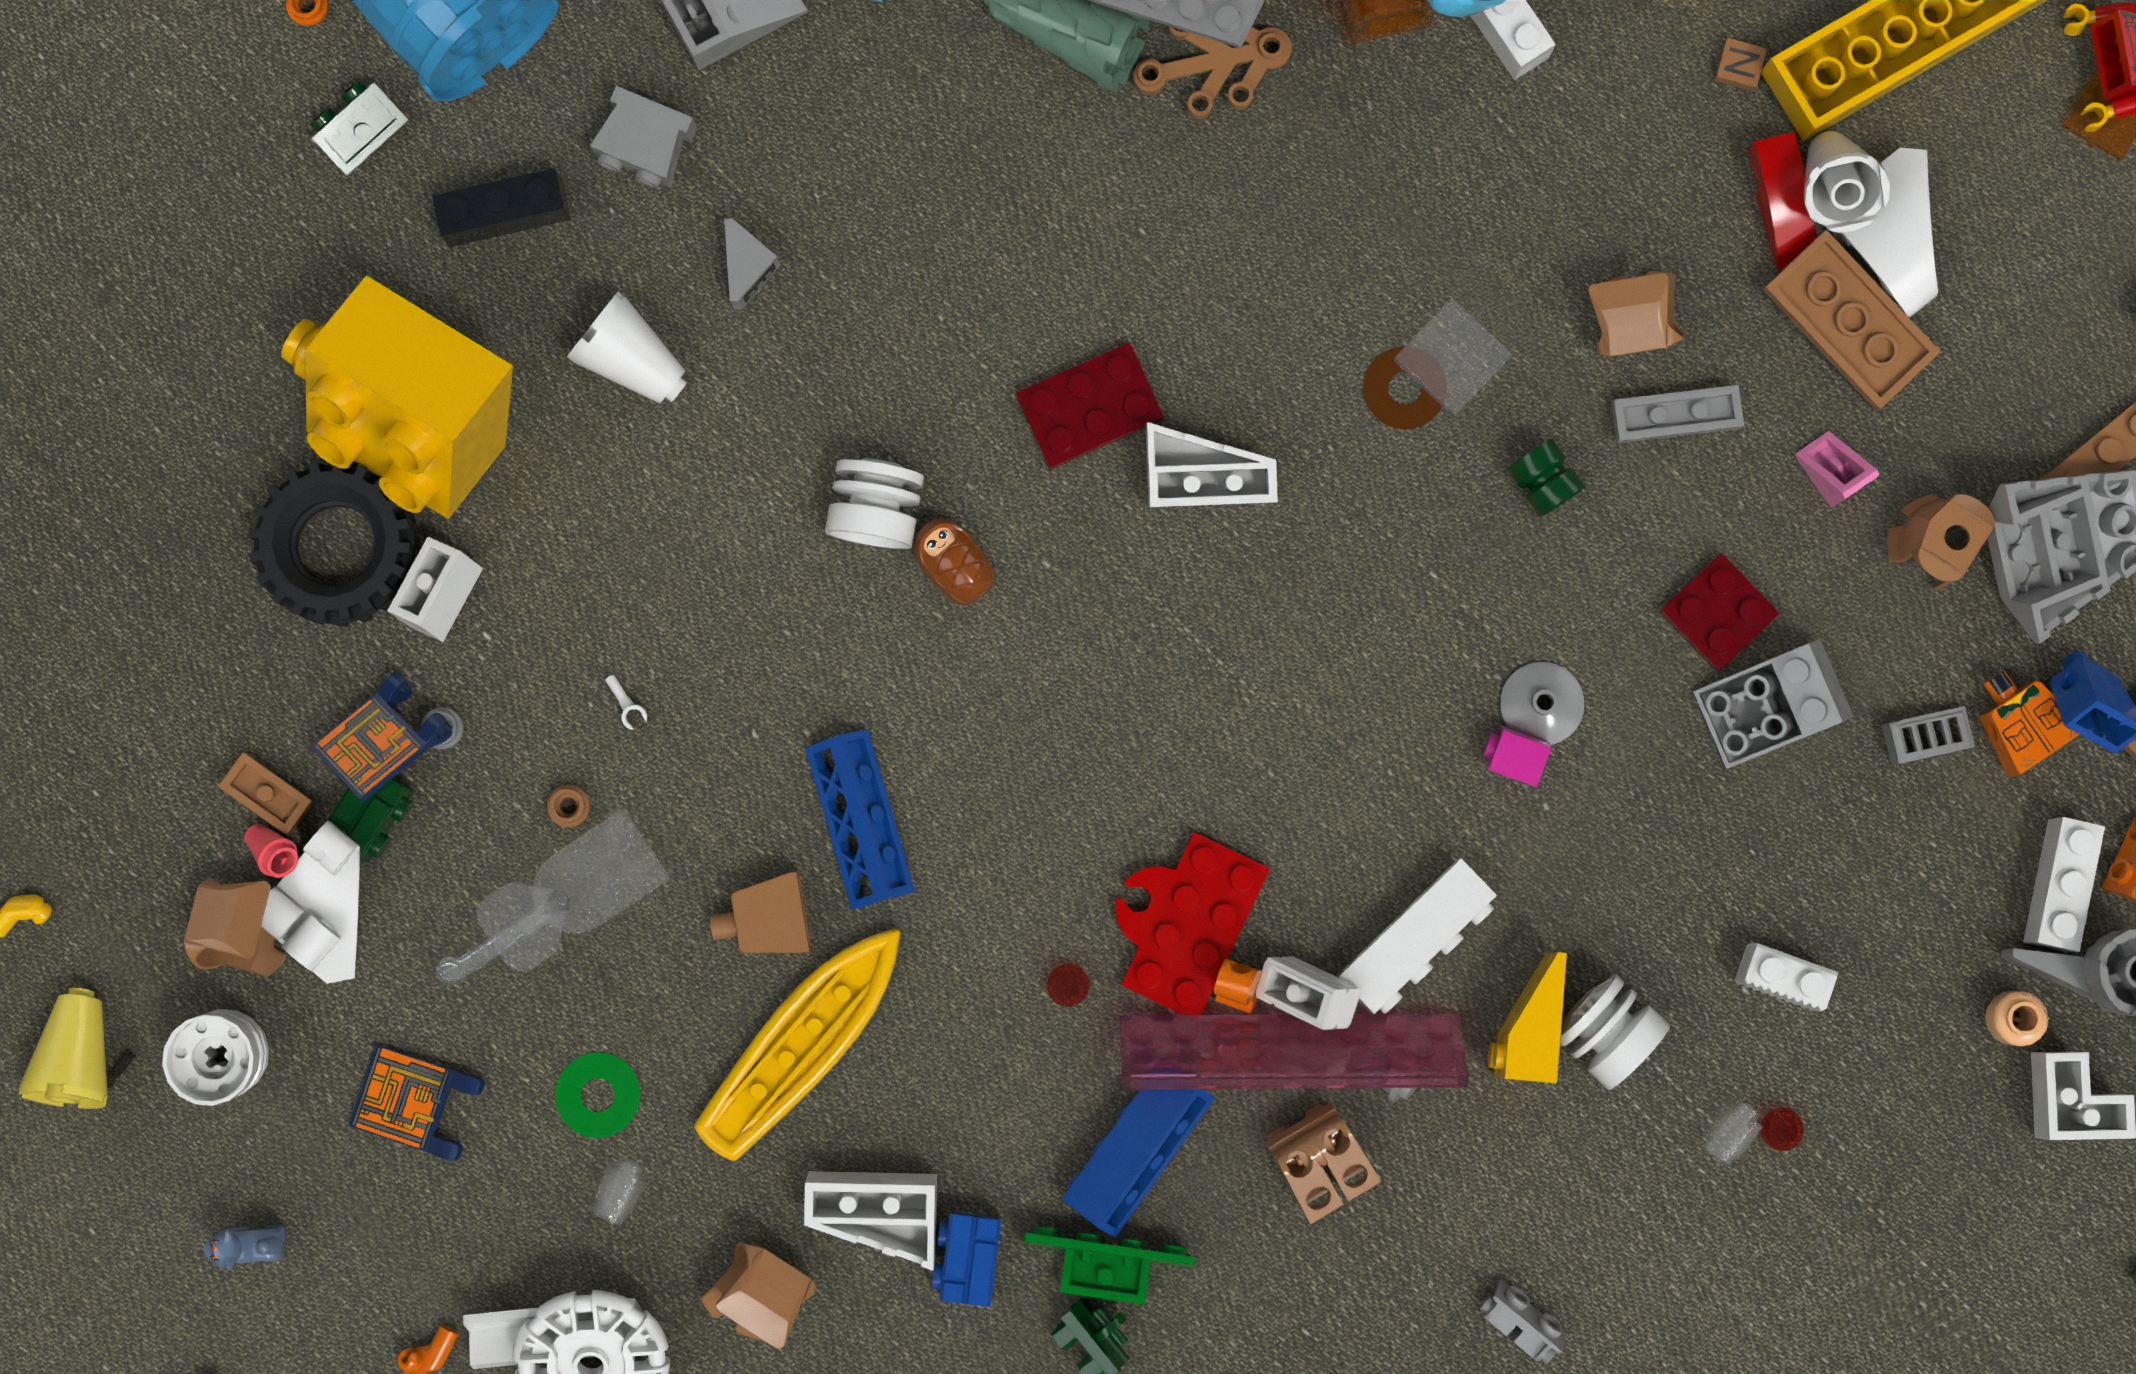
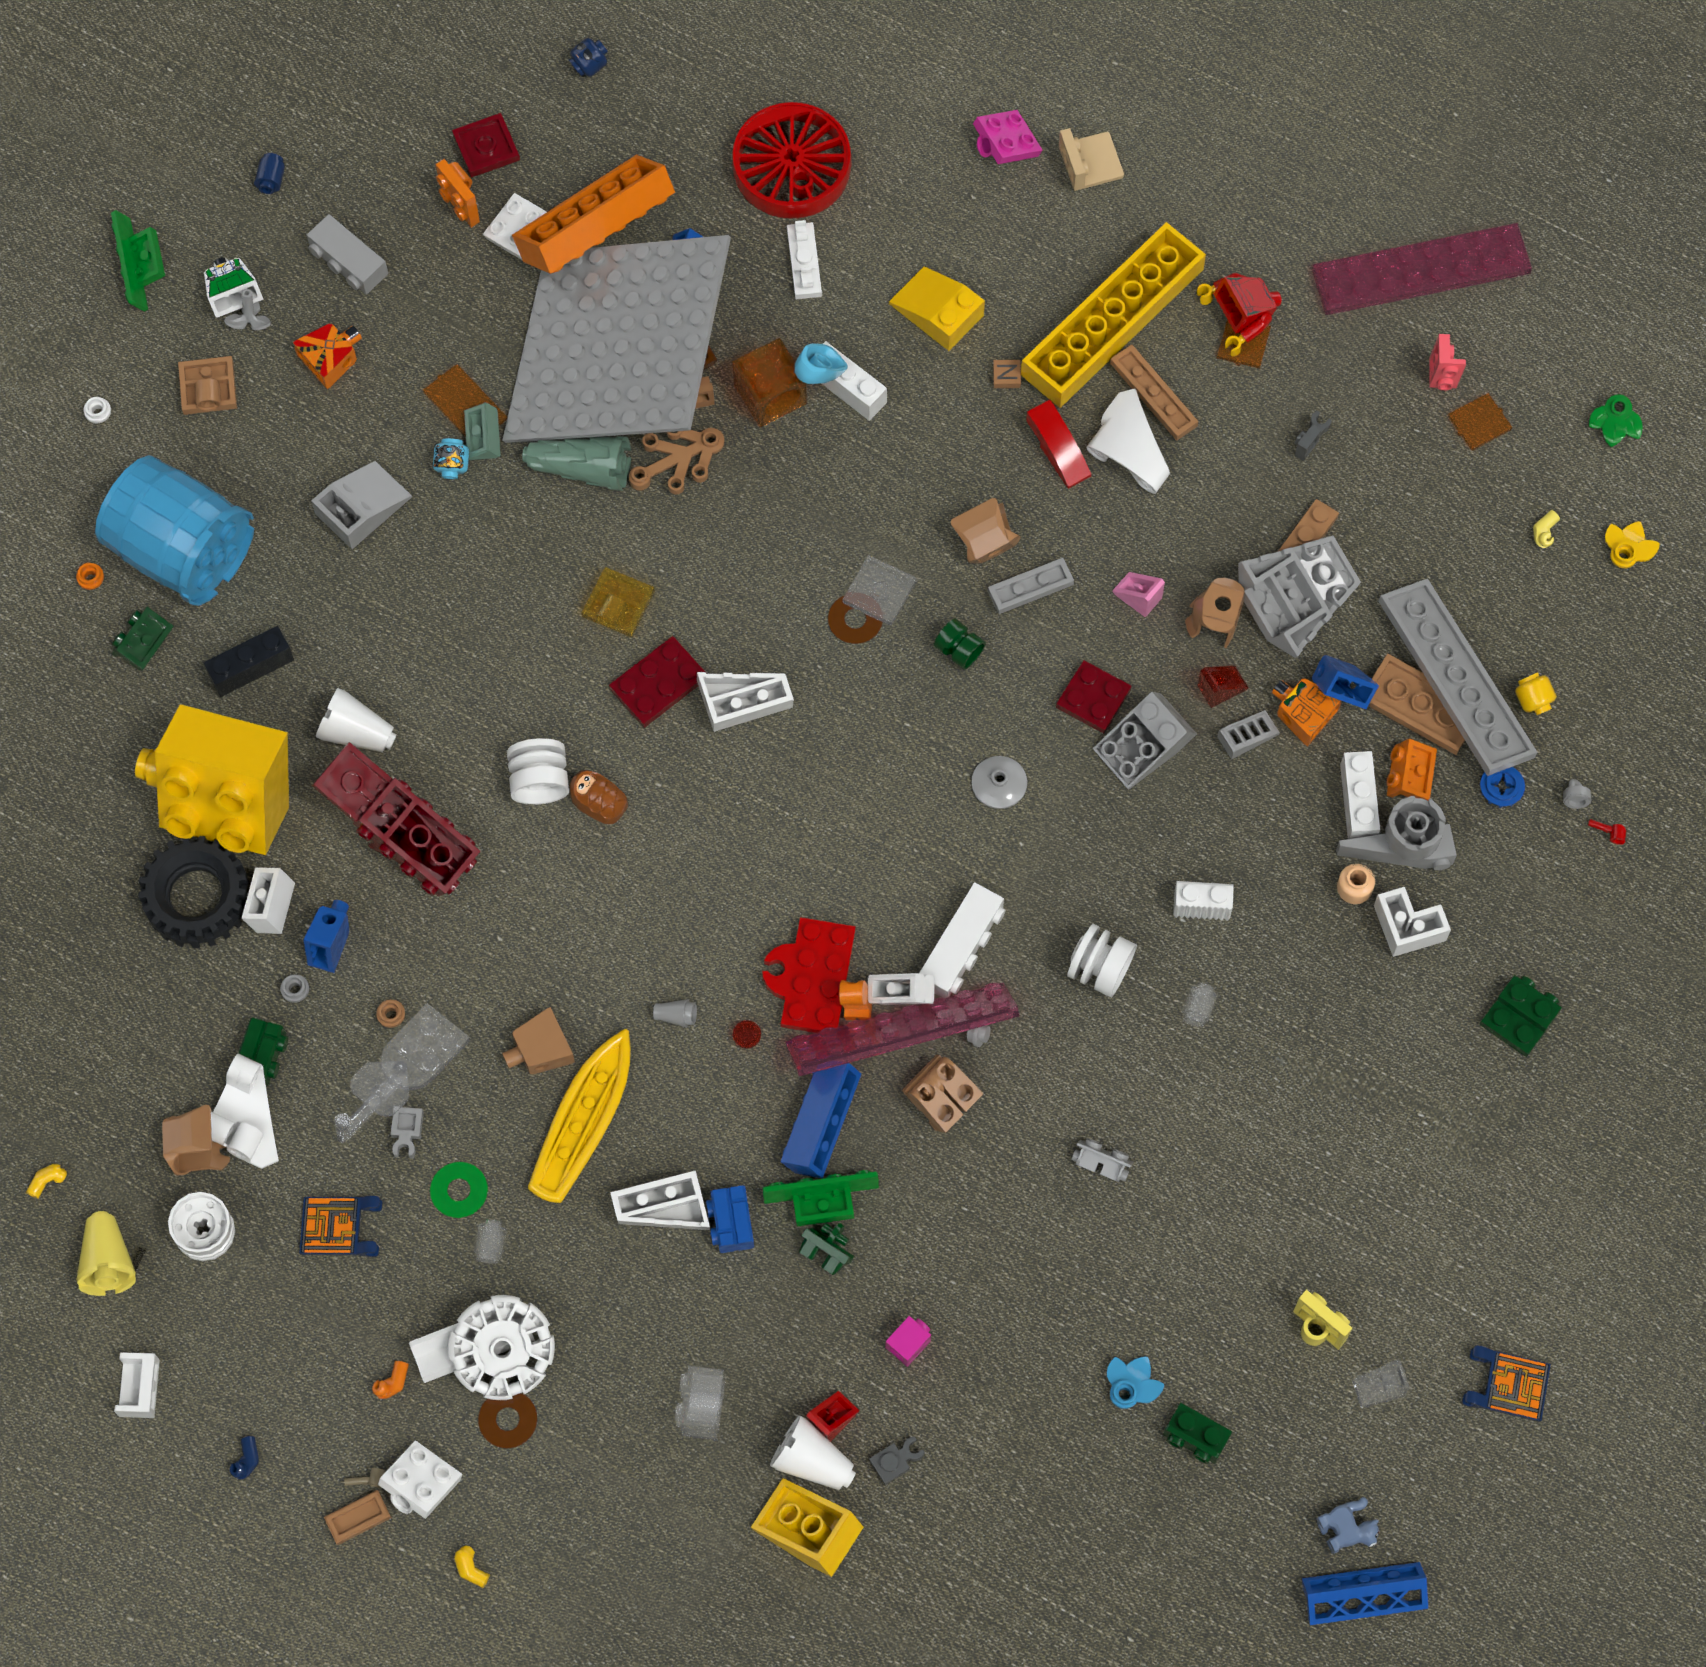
camera: 15 degrees left, 15 degrees down
(74, 1258) = (138, 1385): none -> white panel
(246, 1245) = (253, 1342): sand blue animal -> none
(266, 794) = (190, 1059): medium nougat plate -> none
(272, 852) = (205, 1090): coral cone -> none
(376, 741) = (256, 1003): flag -> none
(502, 681) = (327, 936): none -> blue torso
(546, 985) = (406, 1126): none -> light grey plate
(624, 701) = (410, 940): white hand -> none
(642, 138) = (327, 596): light grey hips -> none
(647, 529) = (397, 821): none -> dark red wedge
(747, 263) = (417, 652): light grey slope -> none
(759, 1294) = (600, 1276): medium nougat piece -> none
(866, 816) = (585, 963): blue fence -> none
(977, 925) = (676, 1012): none -> light grey cone
(1064, 266) = (618, 602): none -> clear yellow plate
(1516, 755) = (991, 813): dark pink brick -> none
(1531, 1034) = (1052, 985): yellow slope -> none
(1782, 1129) = (1231, 995): clear red plate -> none
(1843, 183) = (1089, 420): white cone -> none
(1851, 320) = (1121, 501): medium nougat plate -> none
(1912, 649) = (1220, 684): none -> clear red slope
(1952, 157) = (1154, 392): none -> medium nougat plate

